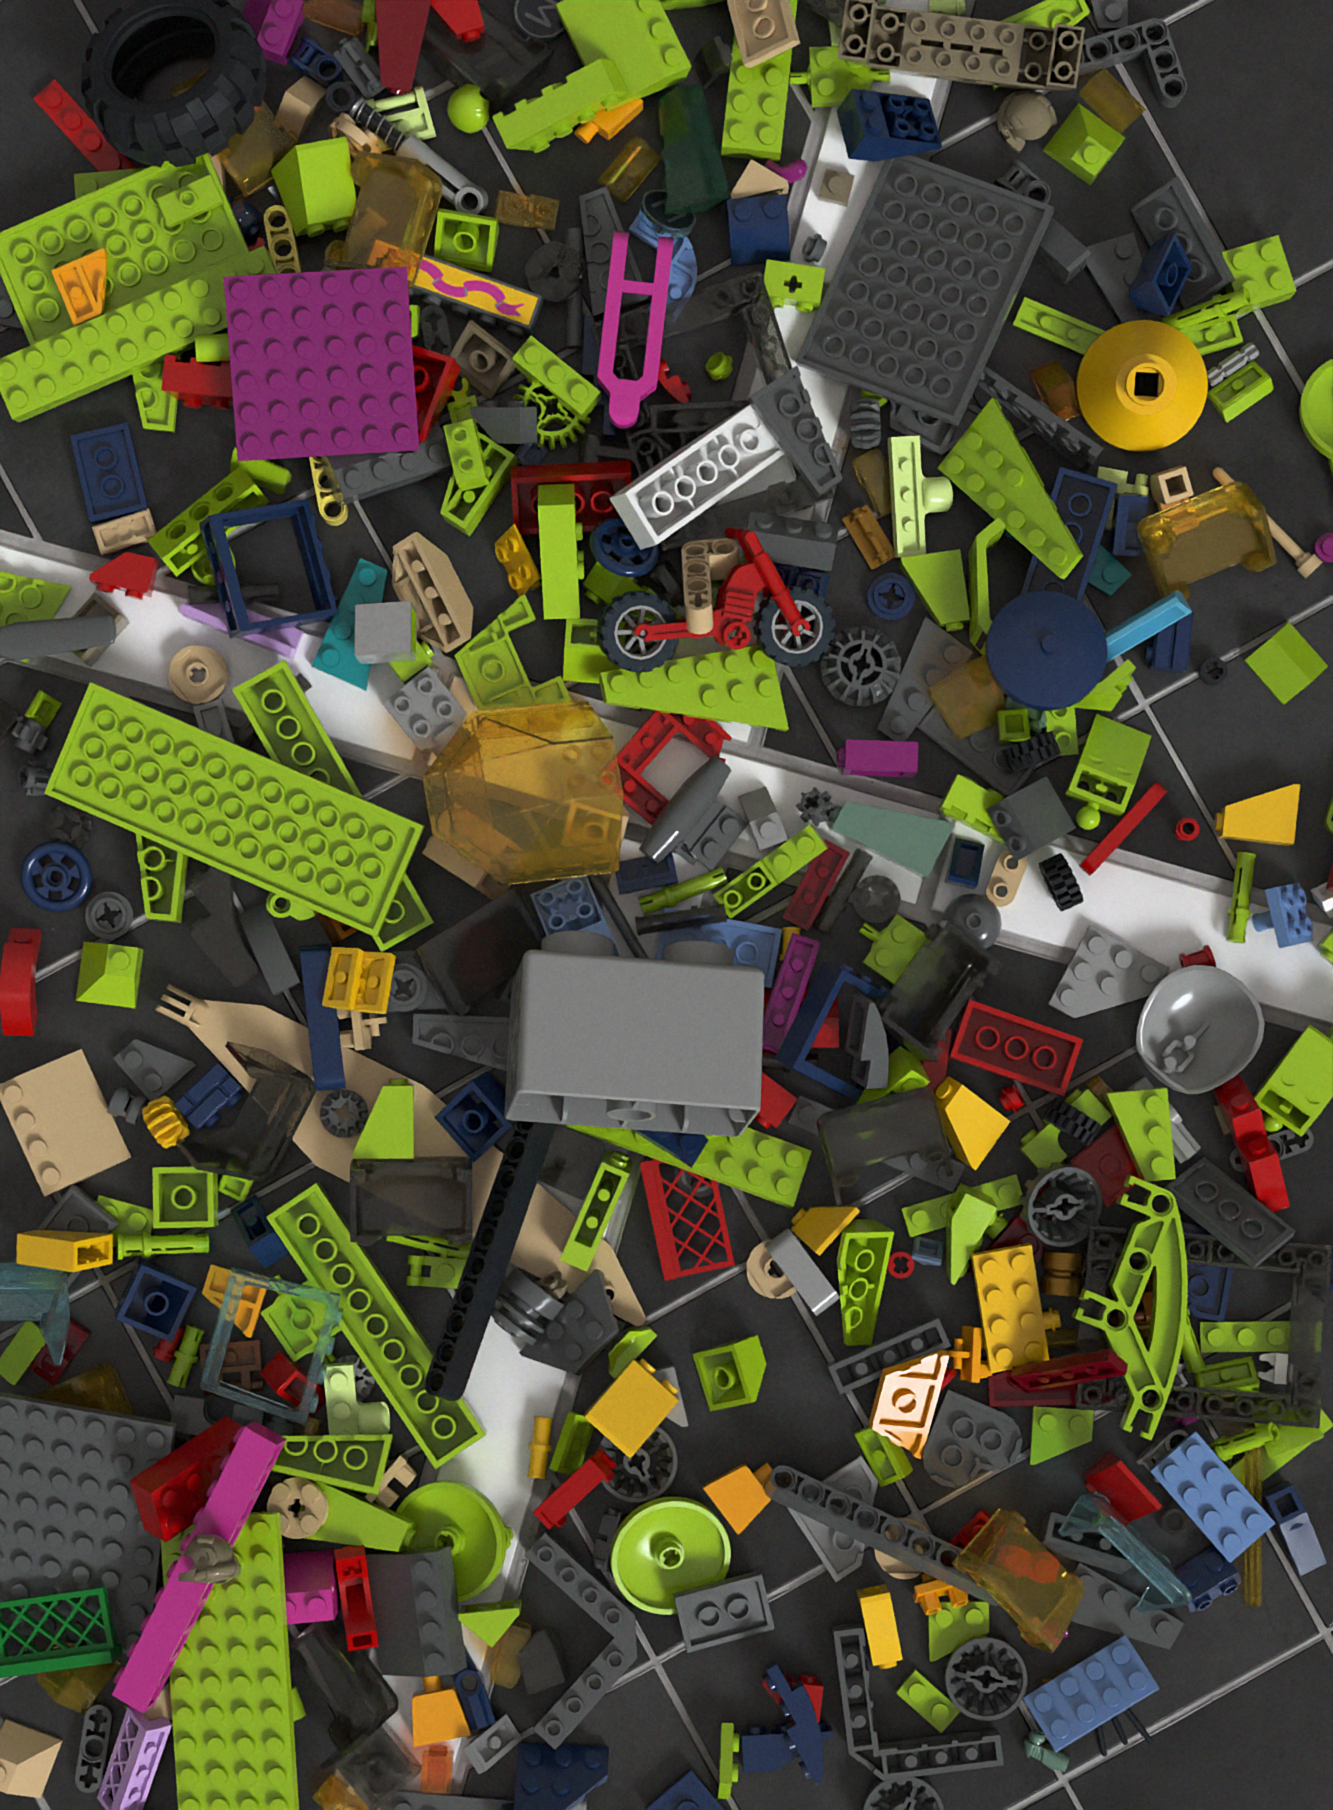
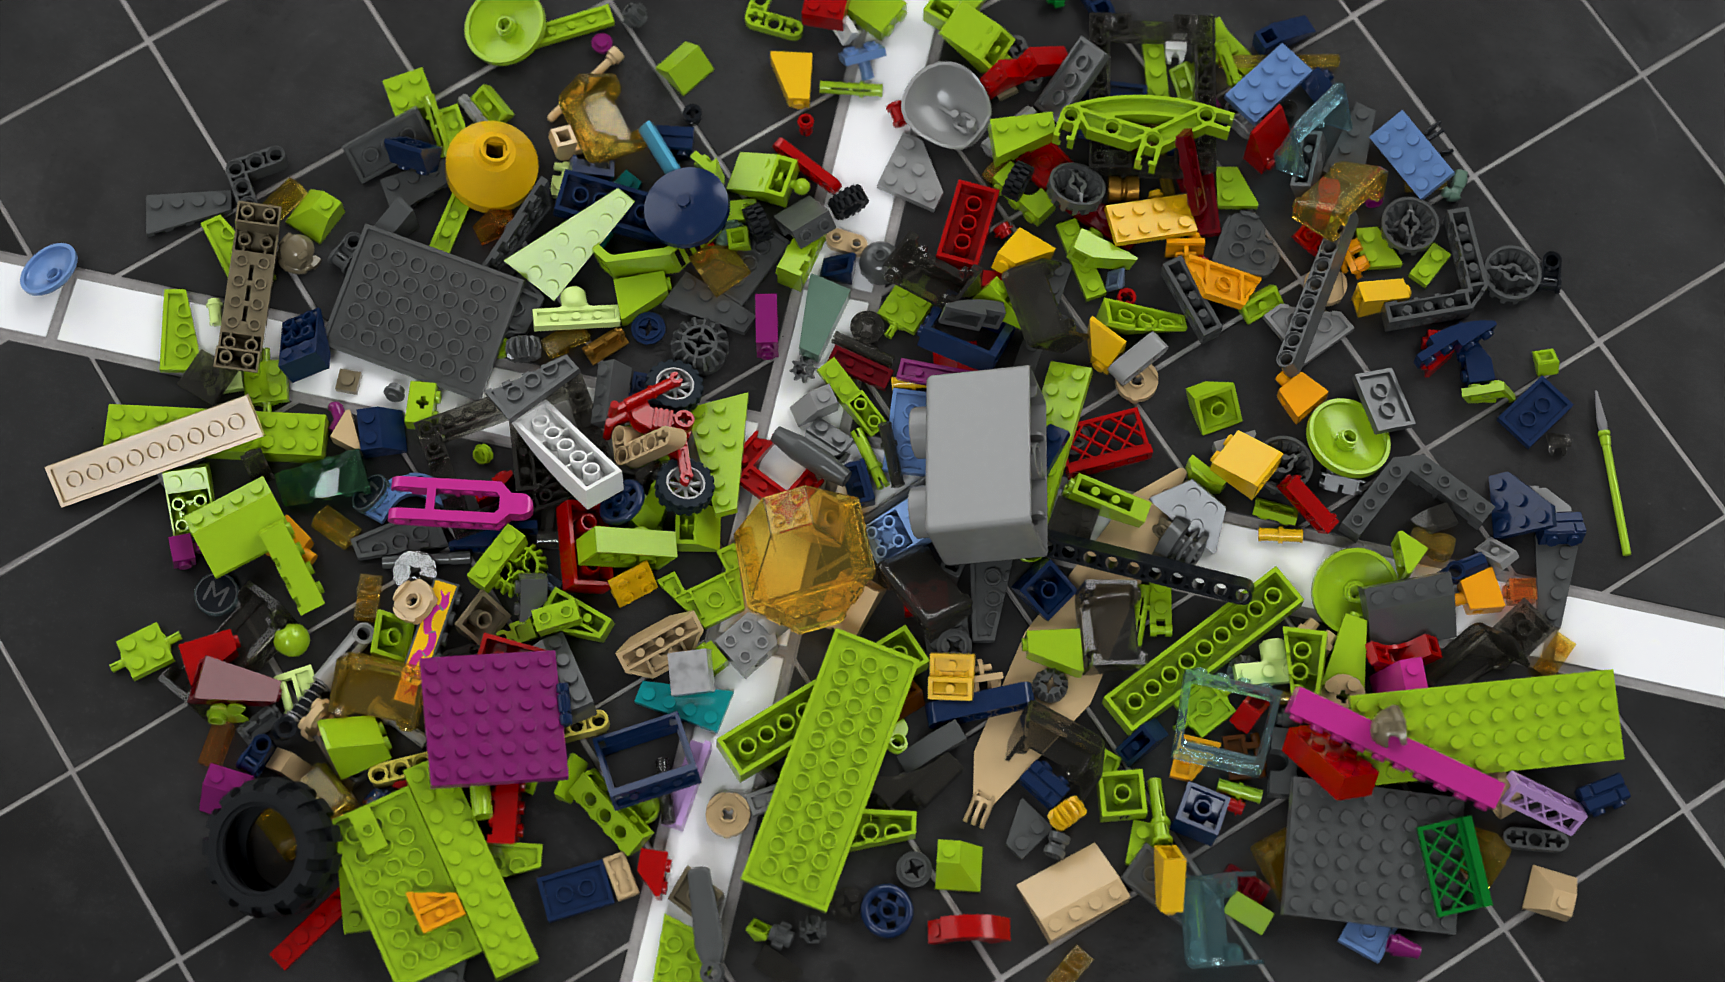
camera: 90 degrees left, 15 degrees down
(339, 459) = (564, 704): none -> dark blue axle
(504, 282) = (421, 609): none -> tan plate

